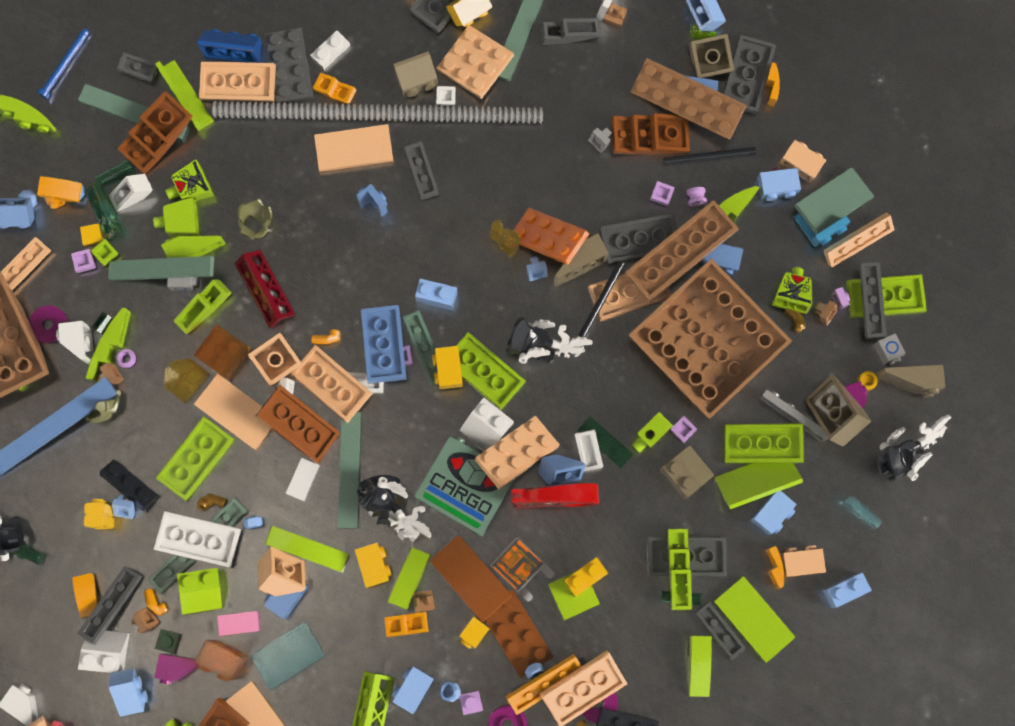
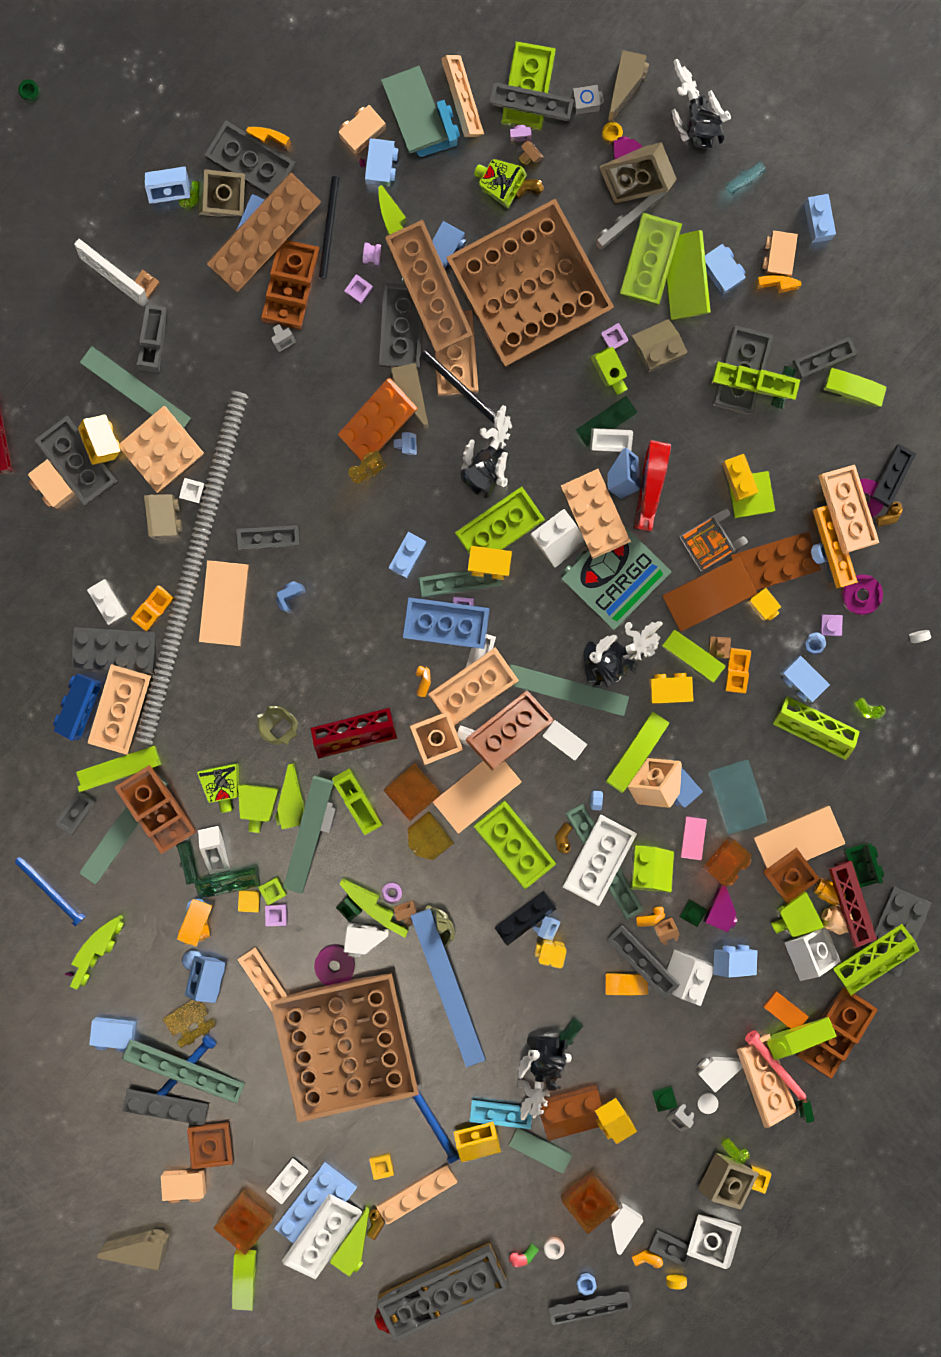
camera: 70 degrees left, 10 degrees up
(754, 619) = (823, 320): lime tile -> none

